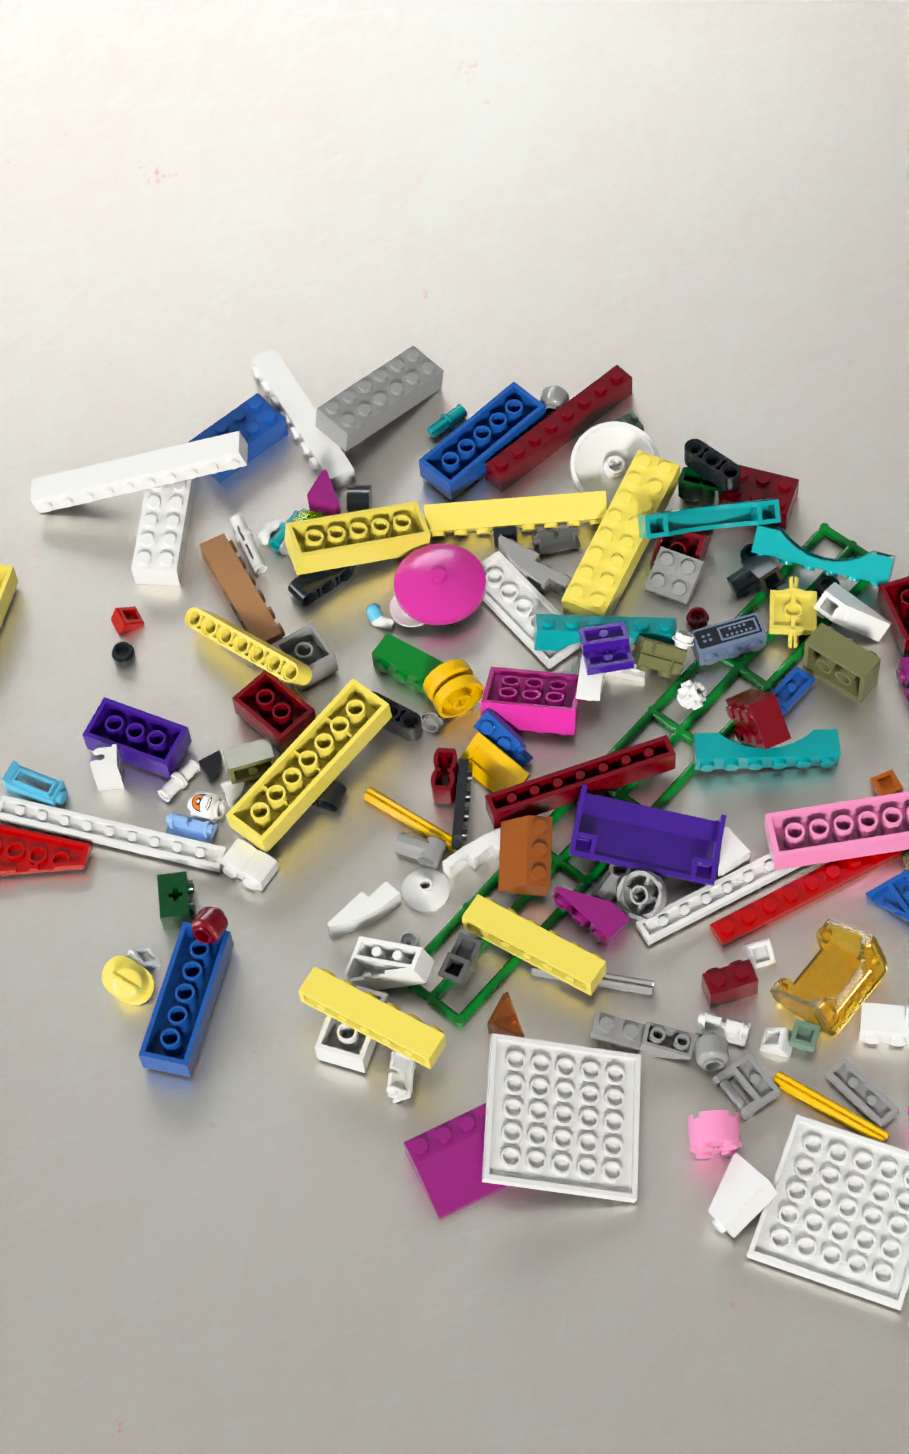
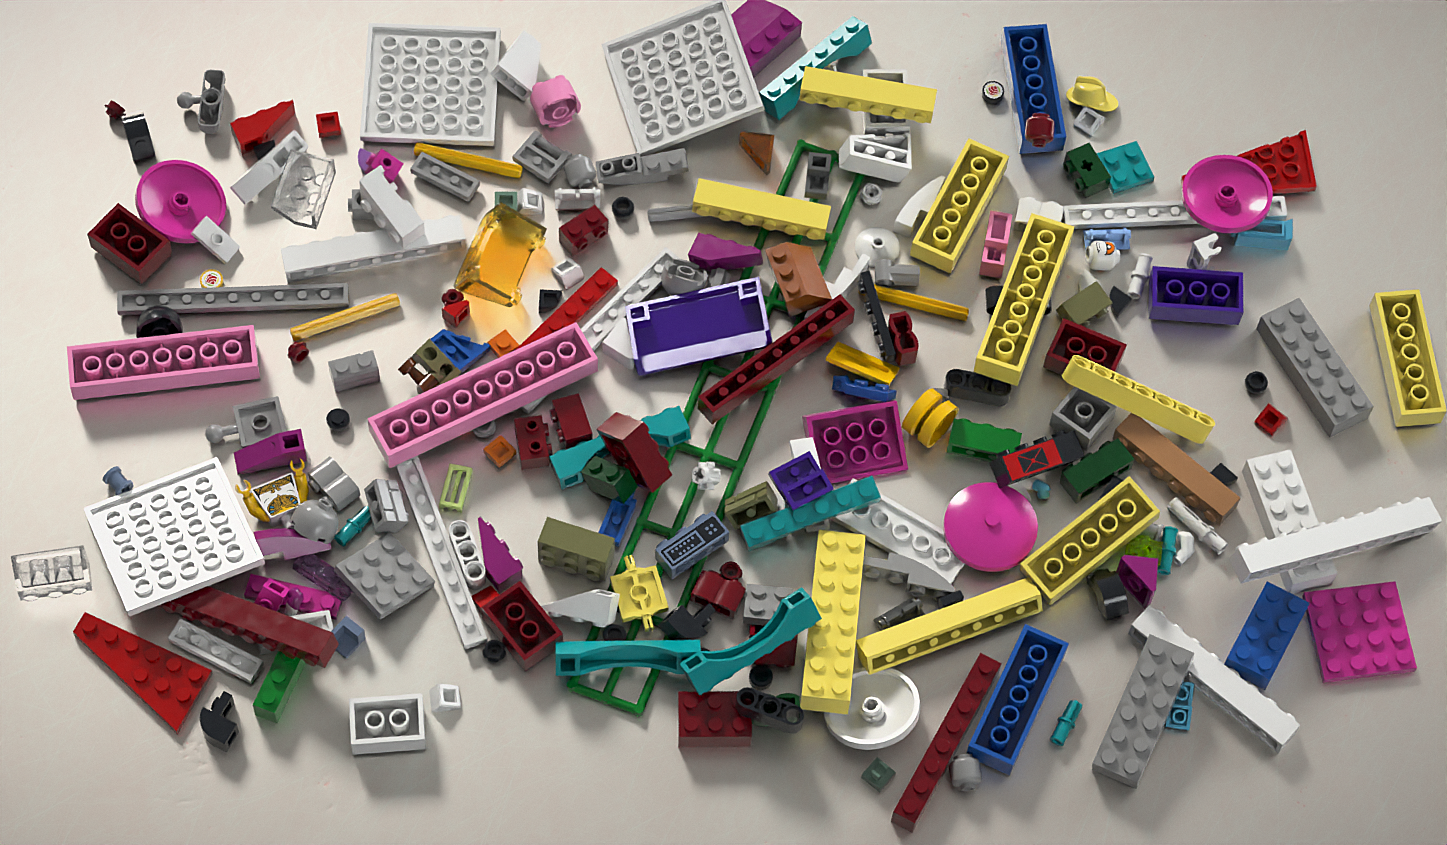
camera: 150 degrees right, 5 degrees up
(53, 815) = (1227, 193): none -> dark pink dish
(62, 646) = (1314, 367): none -> light grey brick
(133, 899) = (1126, 167): none -> teal plate
(152, 421) = (1359, 632): none -> dark pink plate
(203, 582) = (1224, 475): none -> black tile
(228, 1020) = (992, 92): none -> tile
(305, 852) = (995, 244): none -> bright pink slope
(314, 899) = (959, 205): none -> light yellow brick
(321, 609) = (1096, 470): none -> dark green brick
(370, 622) = (1037, 458): none -> black brick
(408, 1093) = (845, 41): none -> teal arch
(677, 997) = (622, 202): none -> black plate
(683, 639) = (729, 523): white plate -> none
(717, 599) = (719, 592): none -> dark red brick
(788, 929) = (549, 299): none -> black tile
(793, 714) = (609, 479): none -> dark green brick
(806, 784) = (571, 420): none -> dark red brick
(850, 894) = (502, 344): none -> orange plate
(852, 778) = (532, 443): none -> dark red brick
(892, 935) = (456, 312): none -> red slope
(897, 958) = (446, 297): none -> dark red plate

